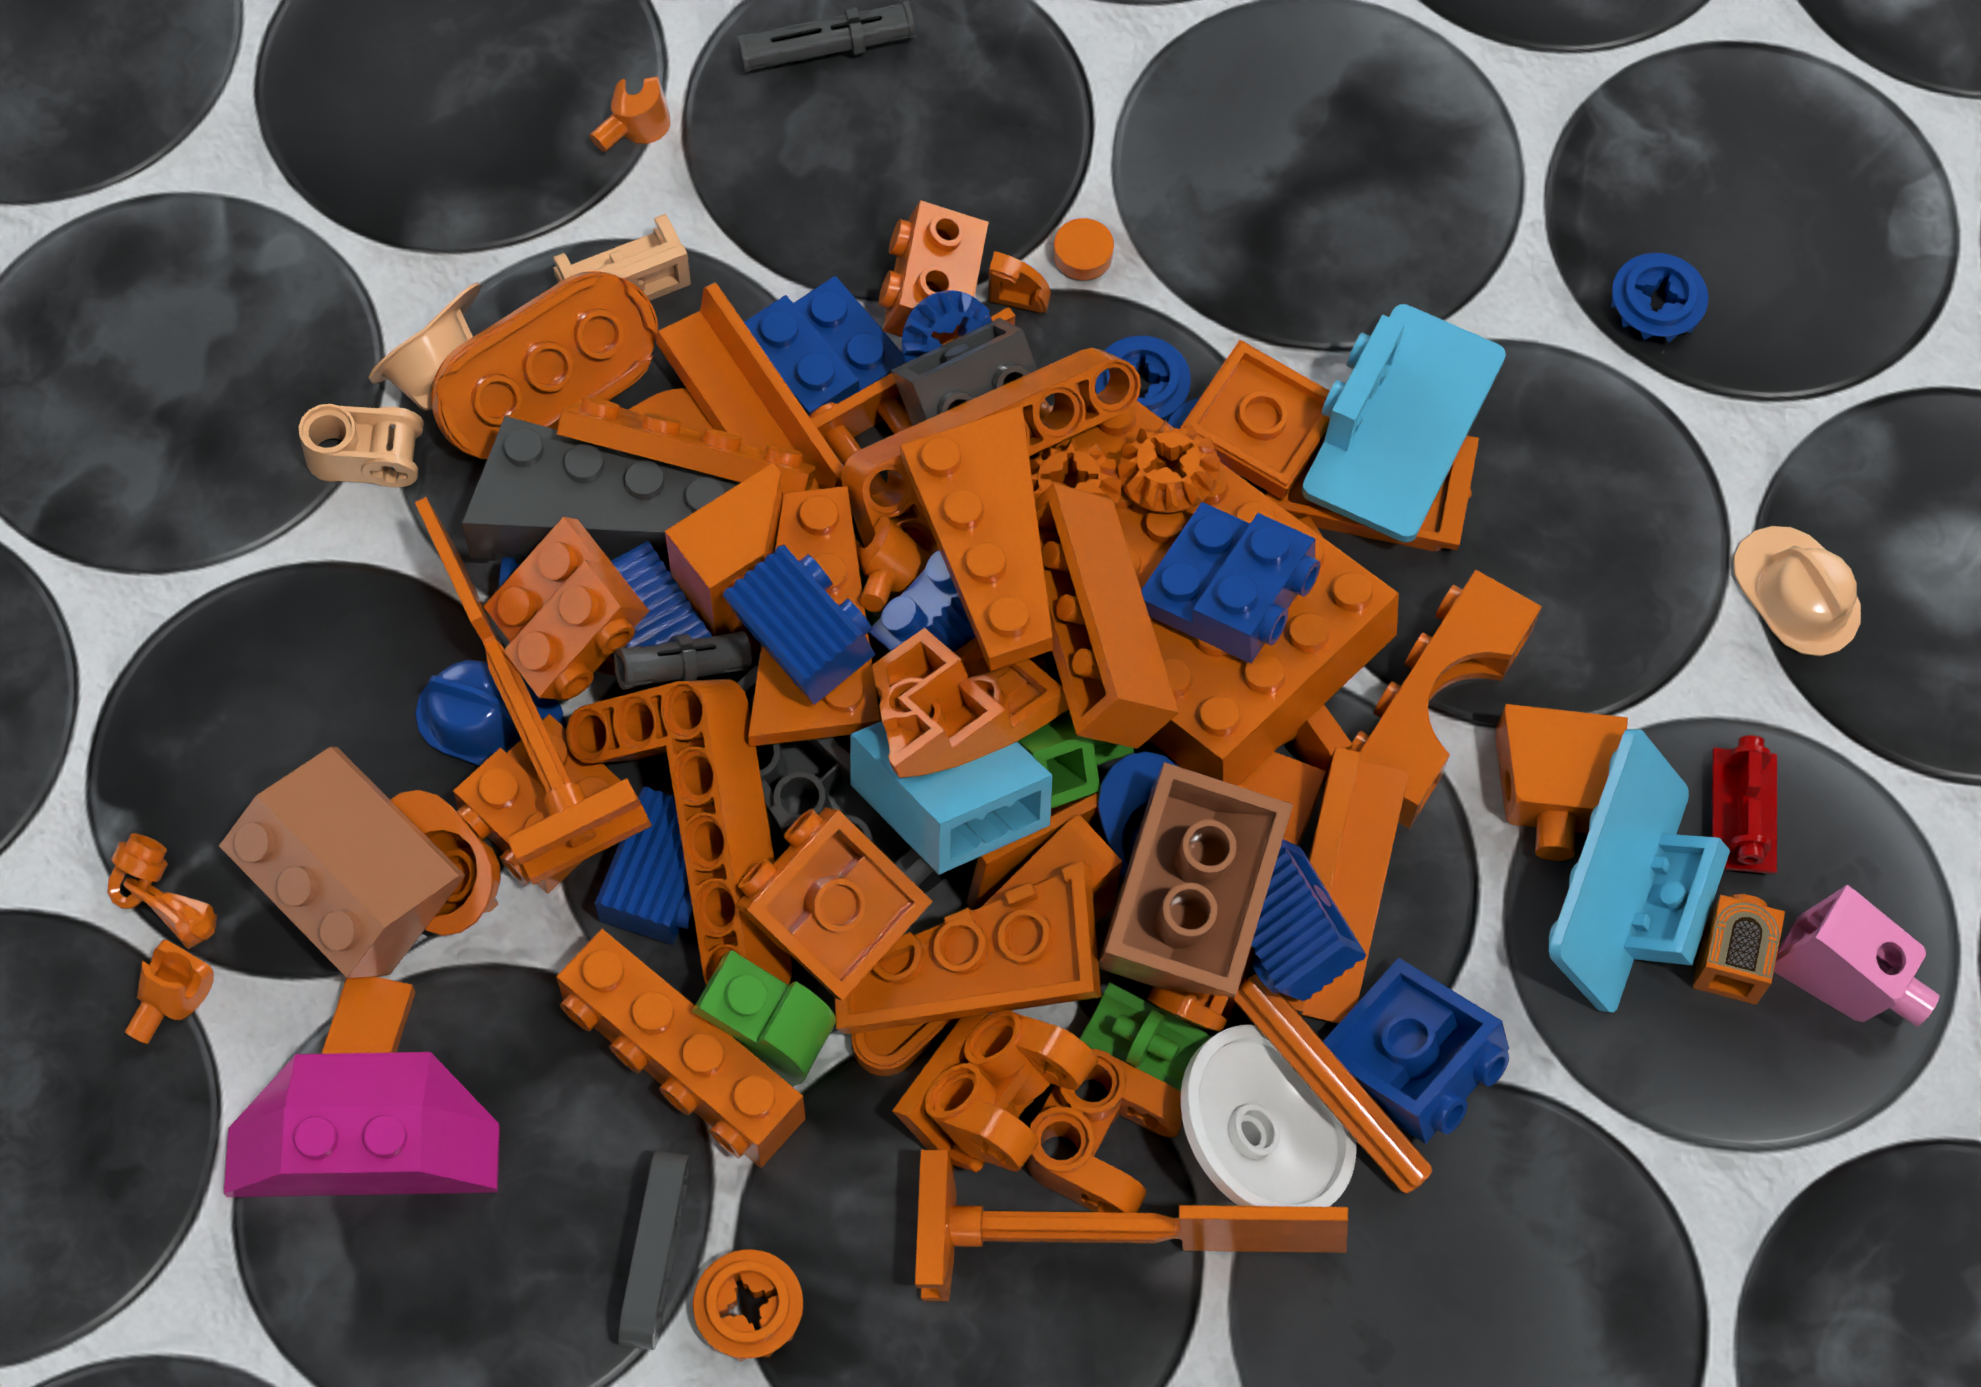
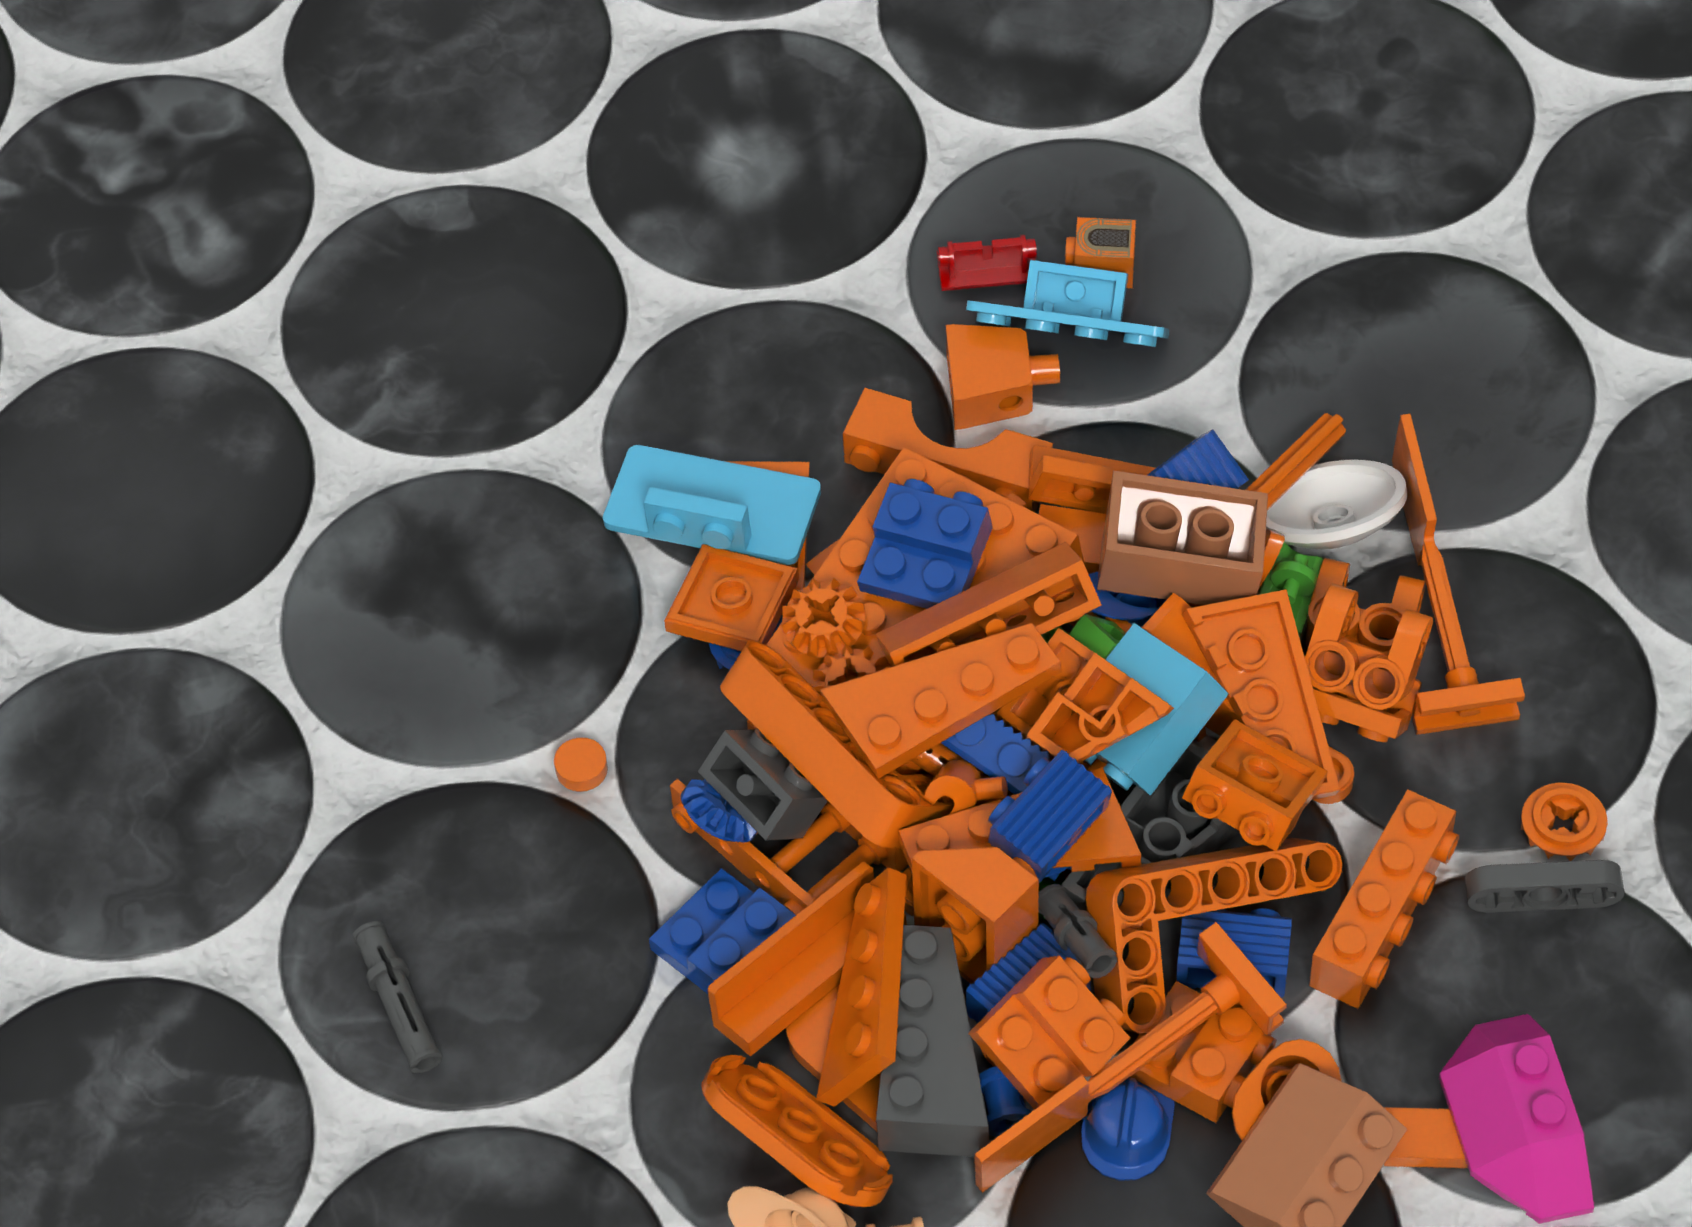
camera: 95 degrees left, 10 degrees down
(638, 117) = (511, 1132): orange piece -> none
(652, 262) = (673, 1107): light nougat hinge -> none
(771, 1019) = (1351, 824): bright green brick -> none
(934, 254) = (642, 853): orange brick -> none
(1017, 284) = (631, 805): orange tile -> none
(1163, 367) = (681, 705): blue gear -> none
(1420, 1049) = (1247, 418): blue plate -> none
(1684, 296) = (536, 351): blue gear -> none
(1799, 589) = (790, 252): light nougat piece -> none
(1856, 960) = (1099, 163): bright pink torso -> none

